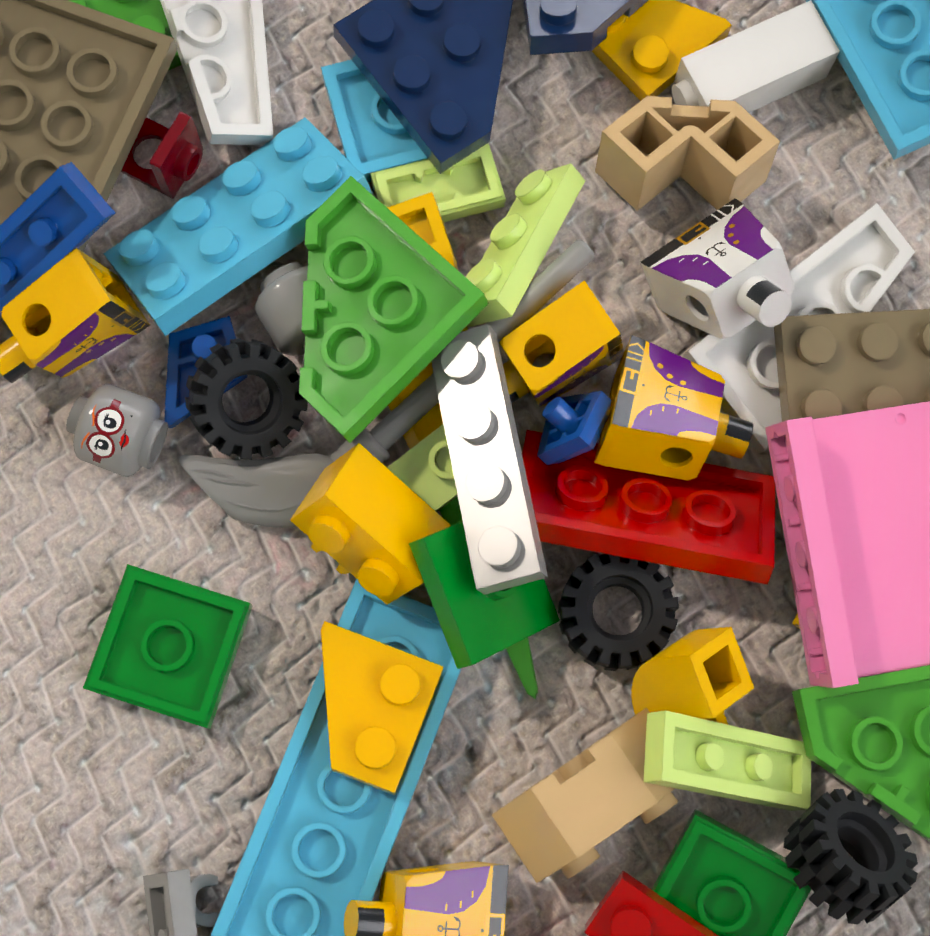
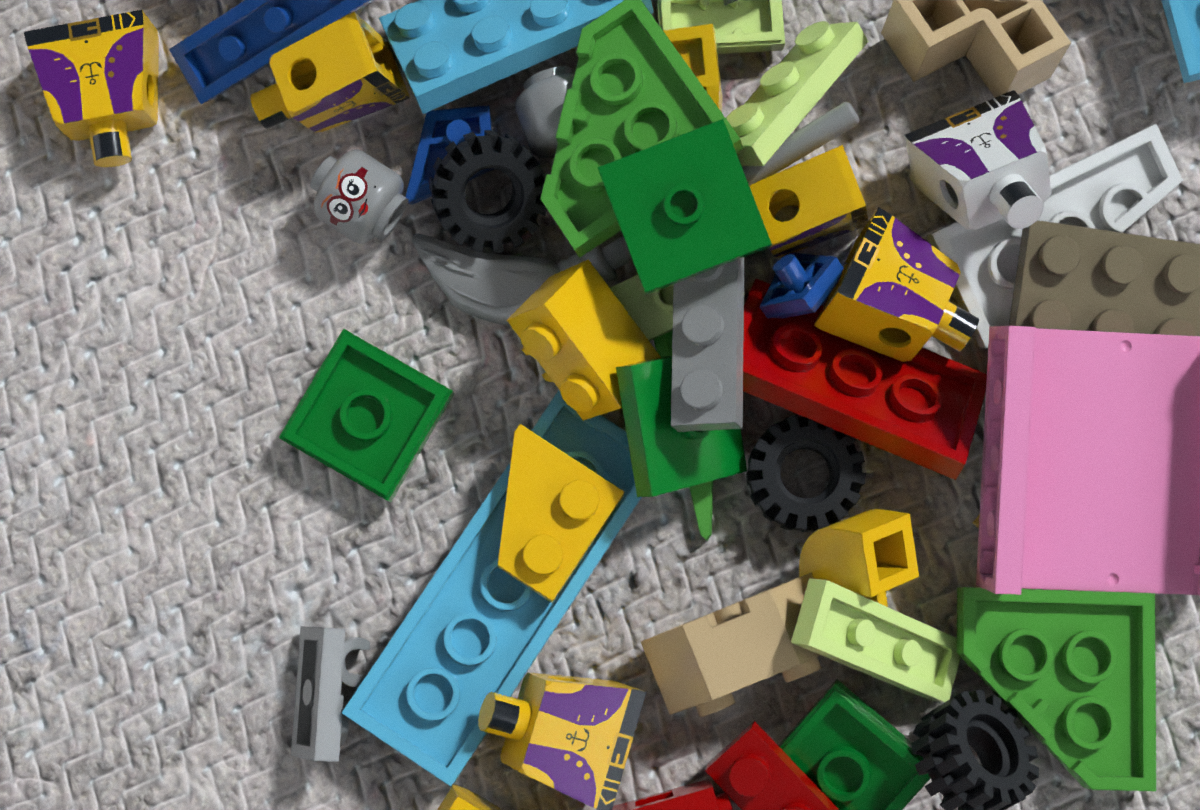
camera: 20 degrees right, 5 degrees up
(443, 370) = (684, 206): none -> green plate

